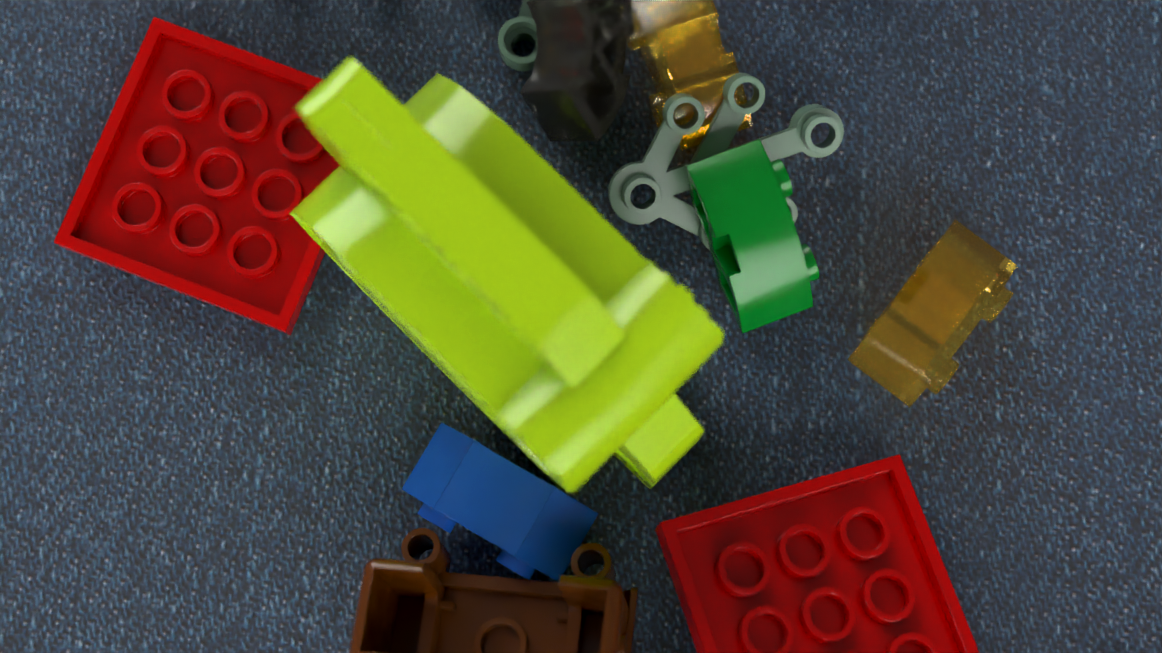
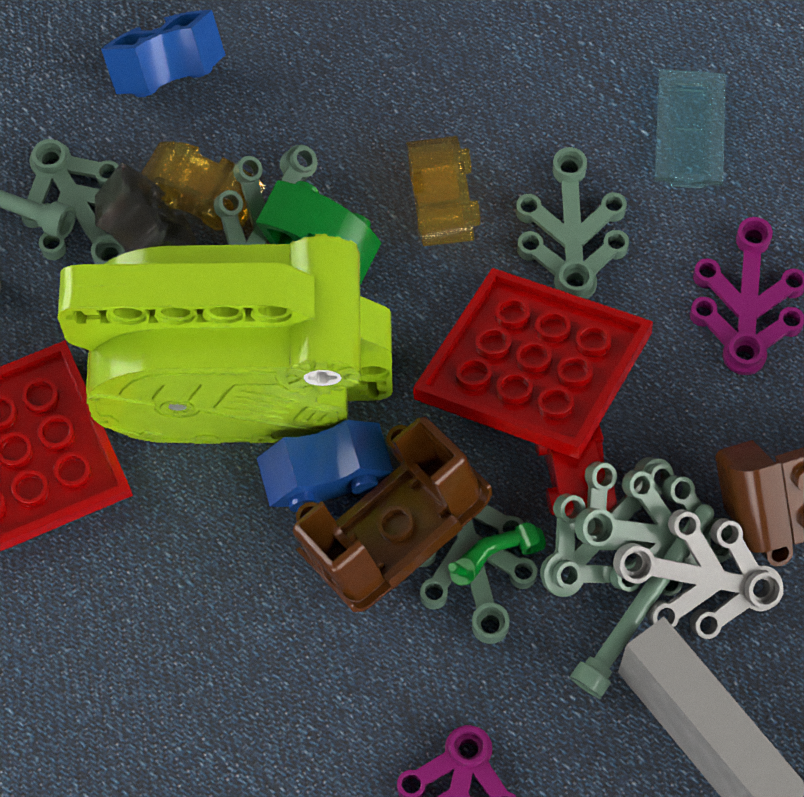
camera: 50 degrees left, 15 degrees down
(1030, 497) = (572, 233): none -> sand green plant

